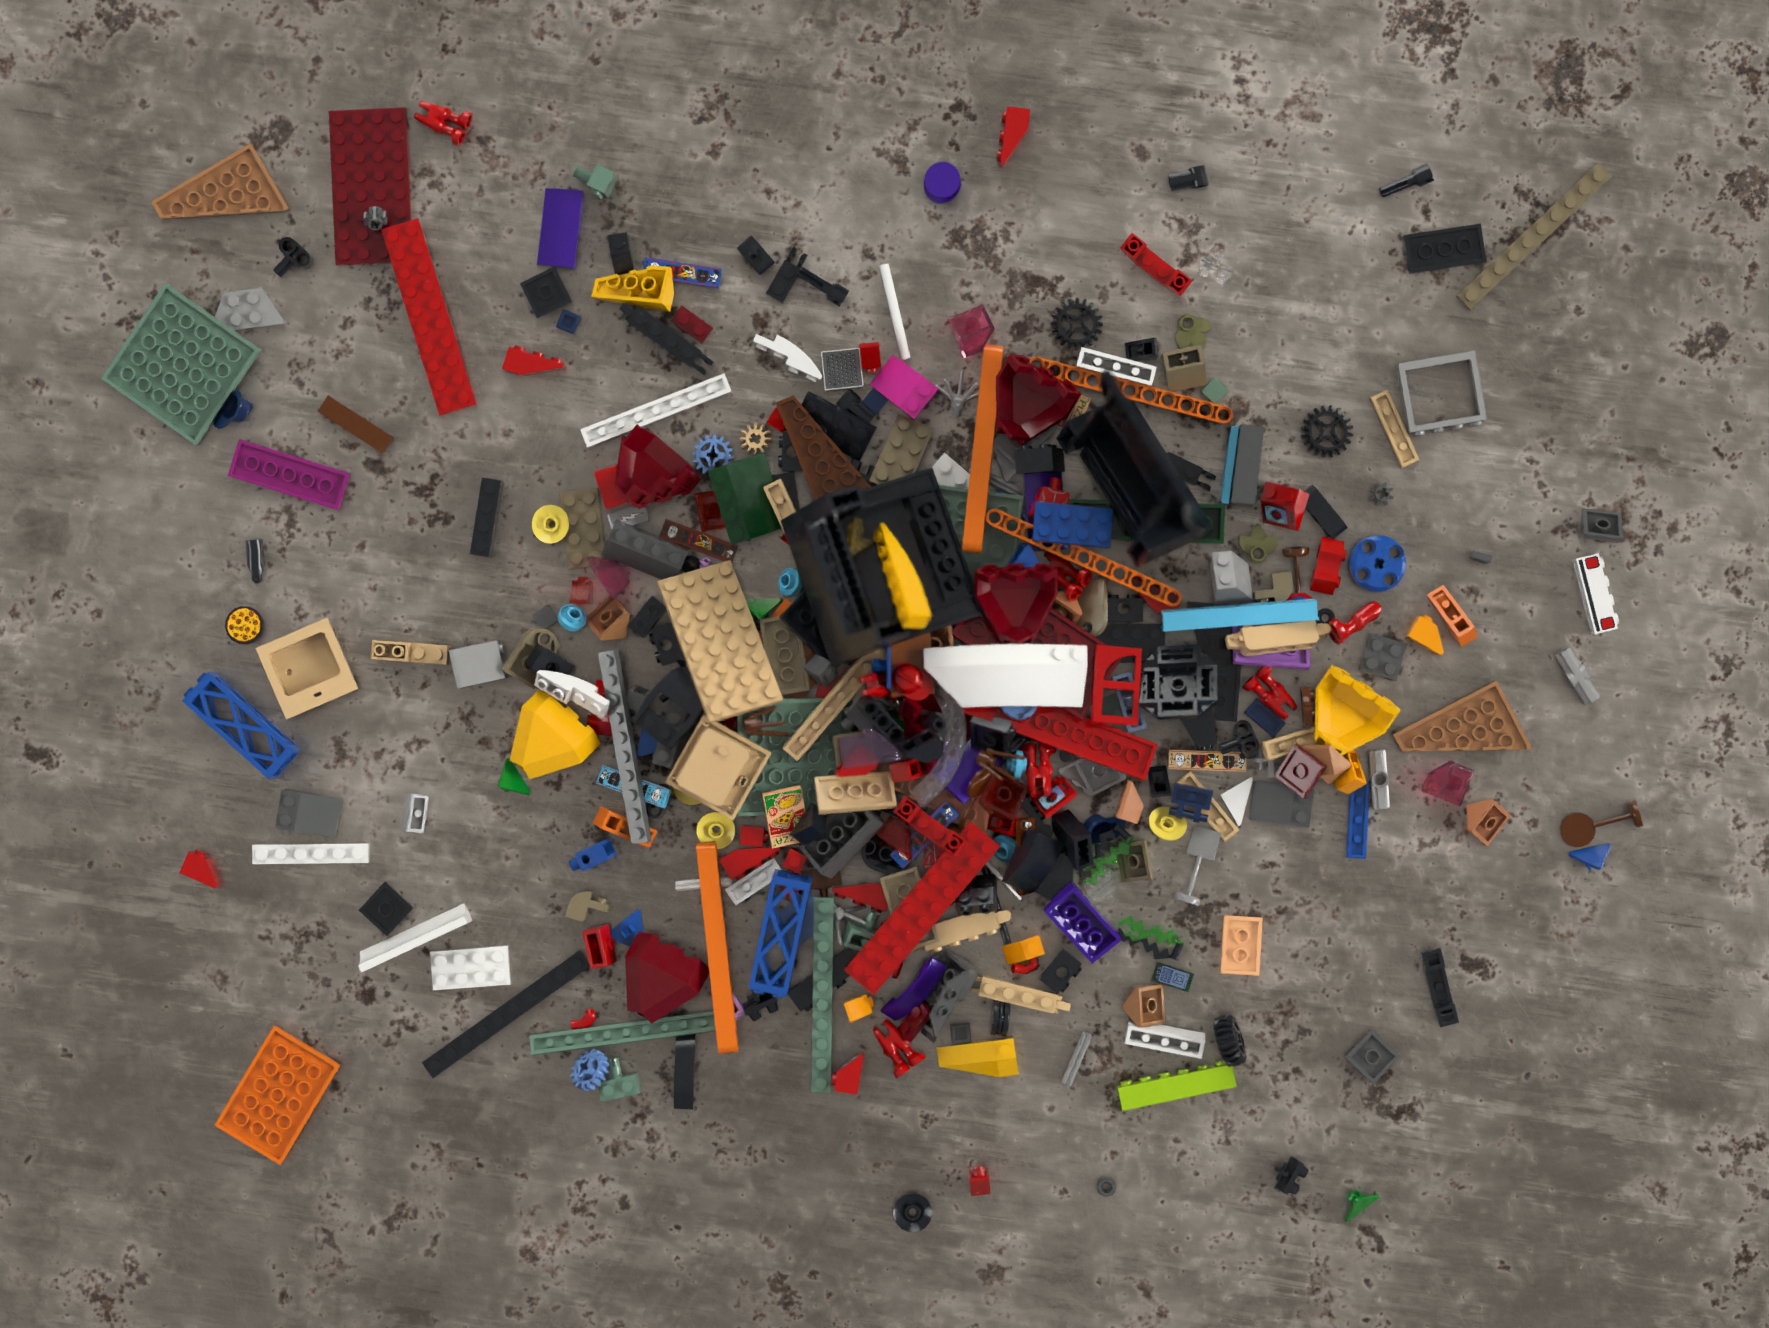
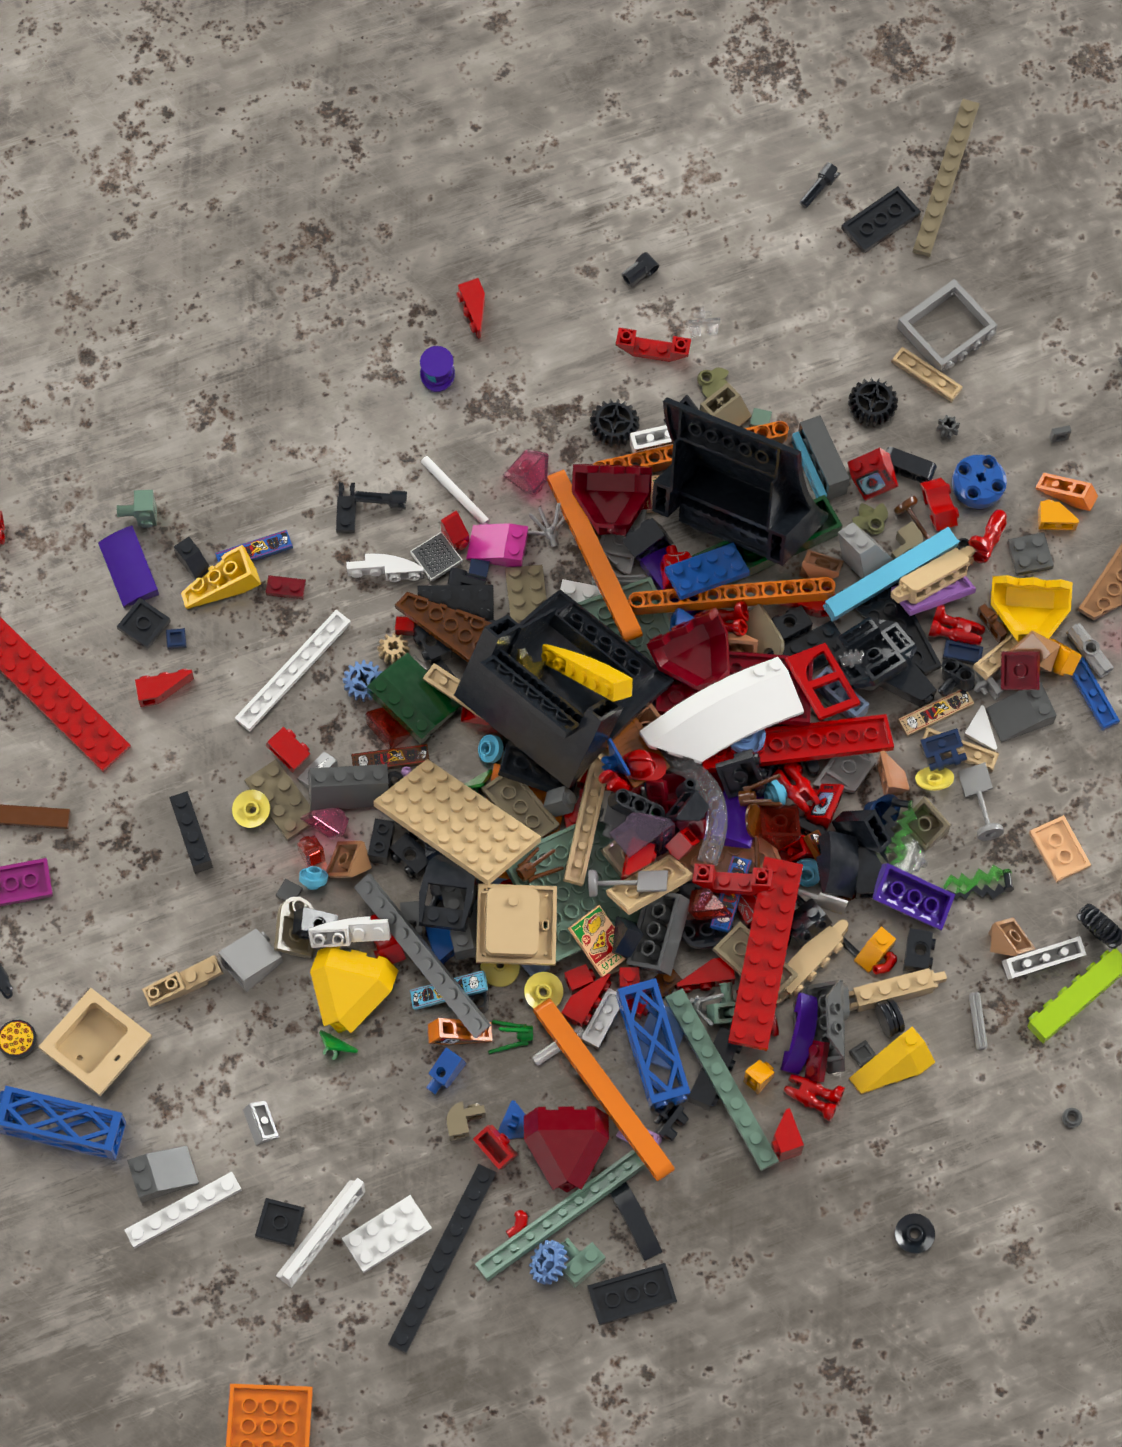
camera: 30 degrees left, 20 degrees down
(200, 868) = (85, 1276): red slope -> none
(646, 1132) = (632, 1294): none -> black plate
(651, 470) = (316, 718): dark red panel -> none
(664, 337) = (268, 606): black hinge -> none
(679, 857) = (523, 1032): none -> green plant
(755, 255) = (310, 504): black beam -> none
(854, 792) = (647, 882): none -> light grey piece
(979, 1181) = (958, 1168): red slope -> none
(1156, 676) = (851, 658): none -> clear piece
(1158, 782) = (907, 750): black slope -> none
(1172, 976) = (1017, 906): tile -> none
(1183, 569) = (820, 565): none -> nougat slope

